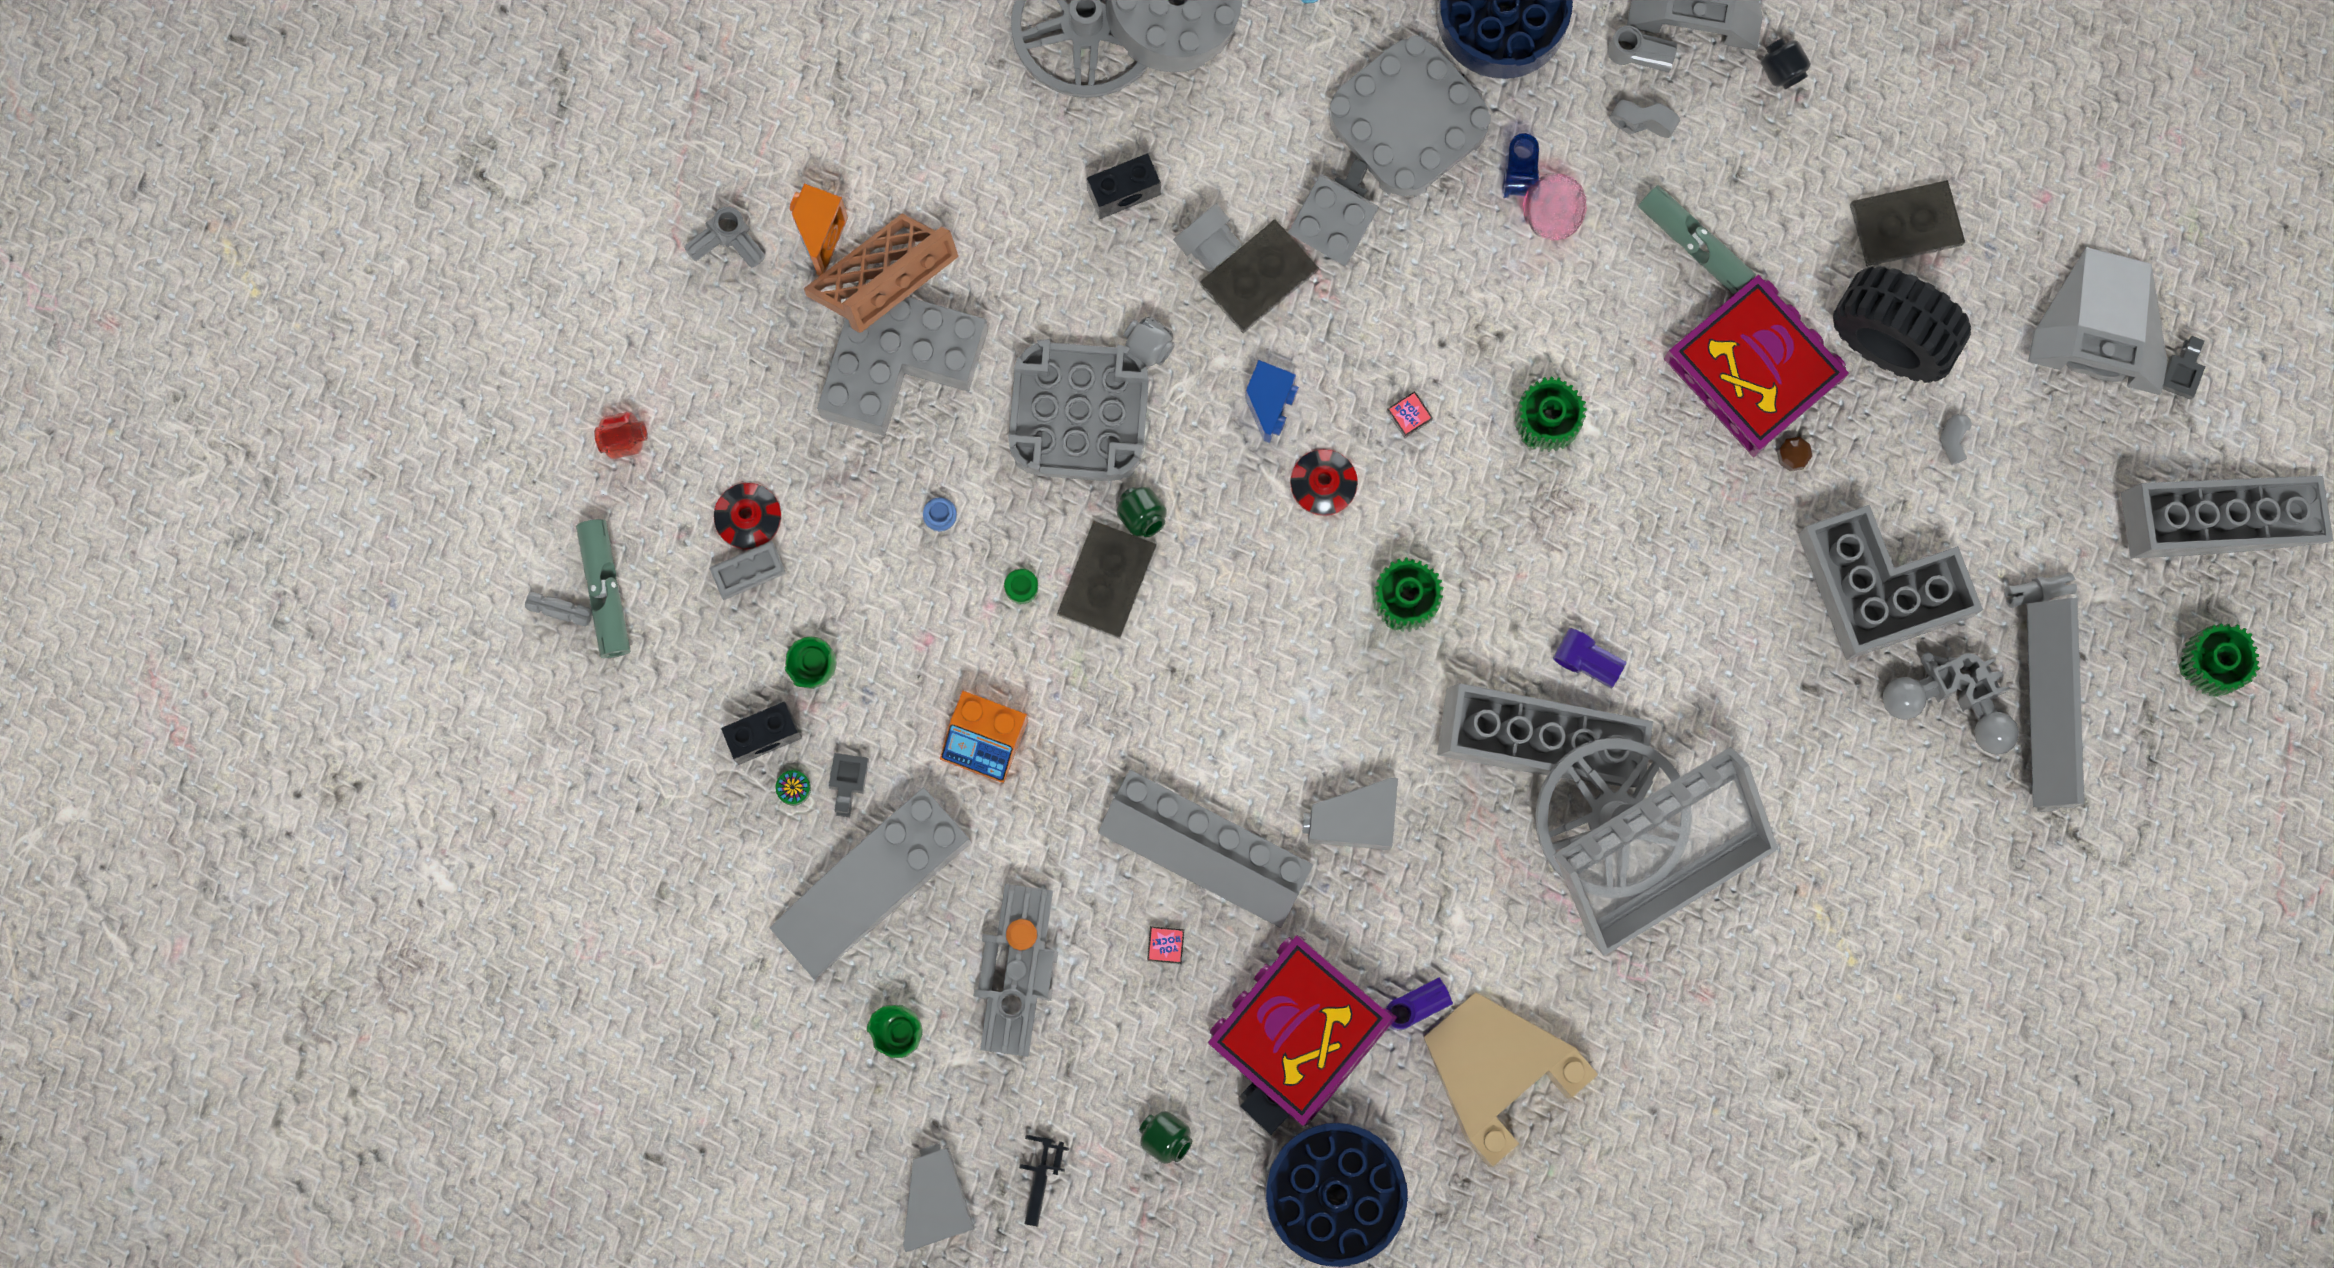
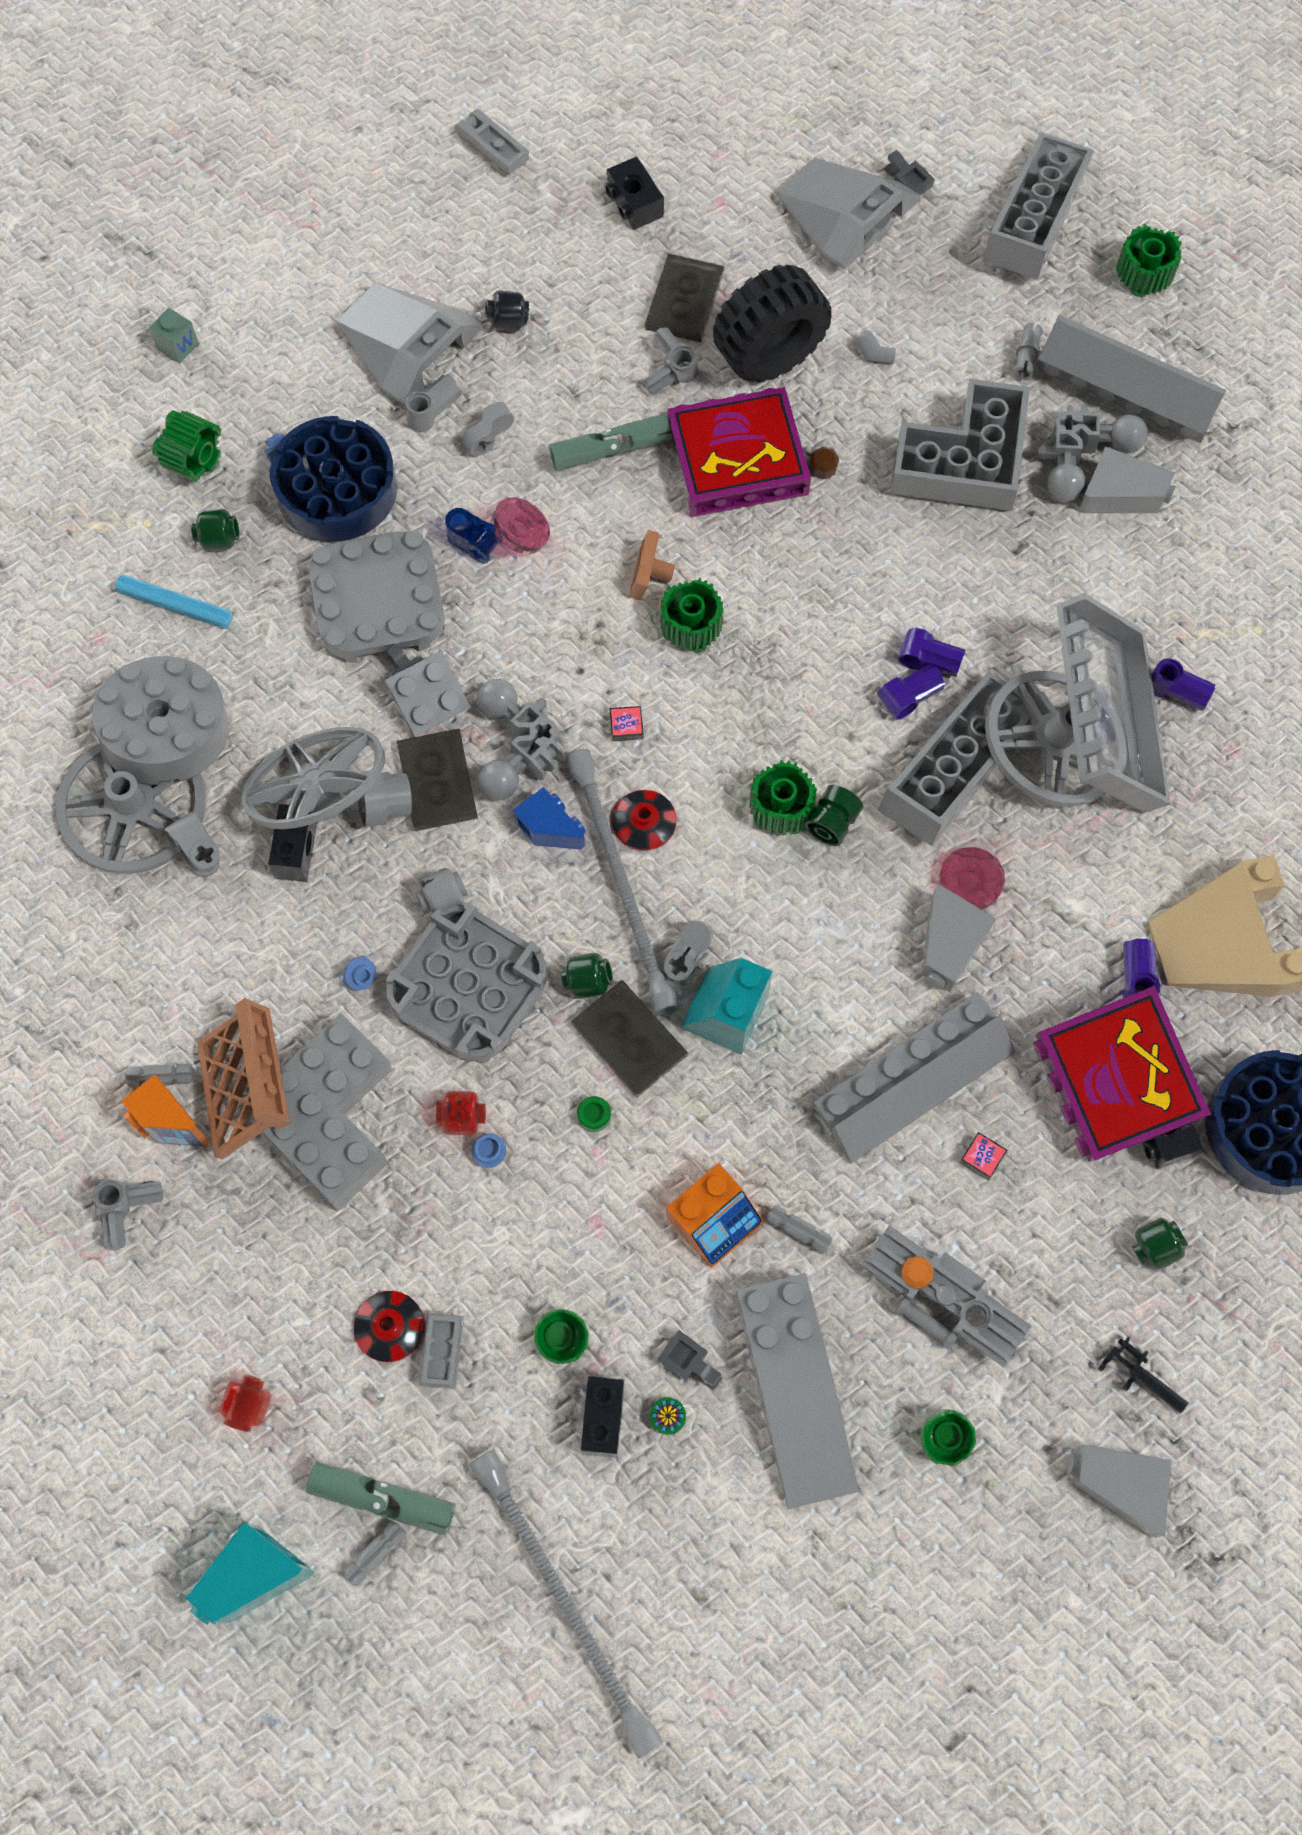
camera: 60 degrees left, 10 degrees down
(487, 515) = (245, 1576): none -> teal slope
(530, 896) = (640, 1731): none -> light grey hose
(855, 199) = (166, 1073): none -> light grey axle
(958, 471) = (460, 1113): none -> clear red head
(1012, 816) = (799, 1229): none -> light grey axle
(1037, 314) = (359, 973): none -> medium blue plate
(1075, 96) = (191, 840): none -> light grey piece
(1160, 586) = (661, 993): none -> light grey hose
(1179, 650) = (729, 1003): none -> teal slope
(1187, 172) = (316, 784): none -> light grey wheel
(1198, 587) = (678, 963): none -> light grey piece
(1364, 287) = (528, 752): none -> light grey piece
(1418, 650) = (834, 814): none -> dark green wheel
(1428, 808) = (973, 876): none -> clear pink tile
(1582, 349) = (648, 566): none -> nougat tile
(1638, 649) = (921, 649): none -> dark purple piece
(1741, 916) = (1182, 684): none -> dark purple piece
(1830, 248) = (674, 356): none -> light grey axle
(1936, 758) = (1126, 485): none -> light grey slope
(2010, 95) = (635, 193): none -> black brick

